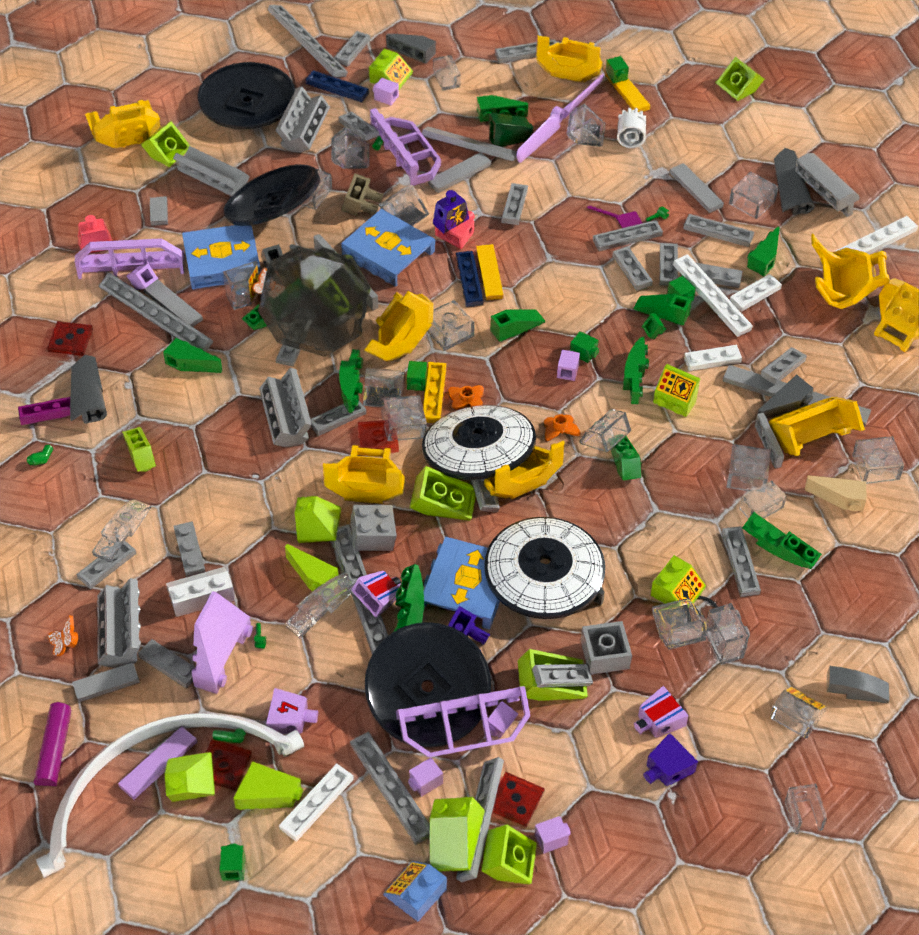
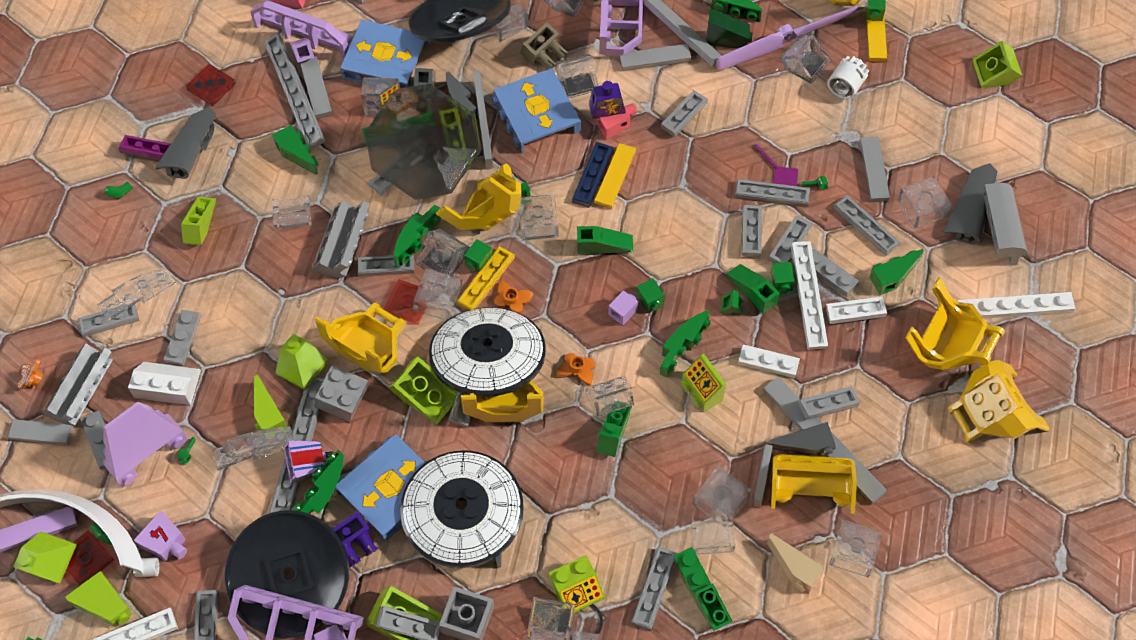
camera: 30 degrees right, 10 degrees up
(224, 412) = (292, 216): none -> clear plate

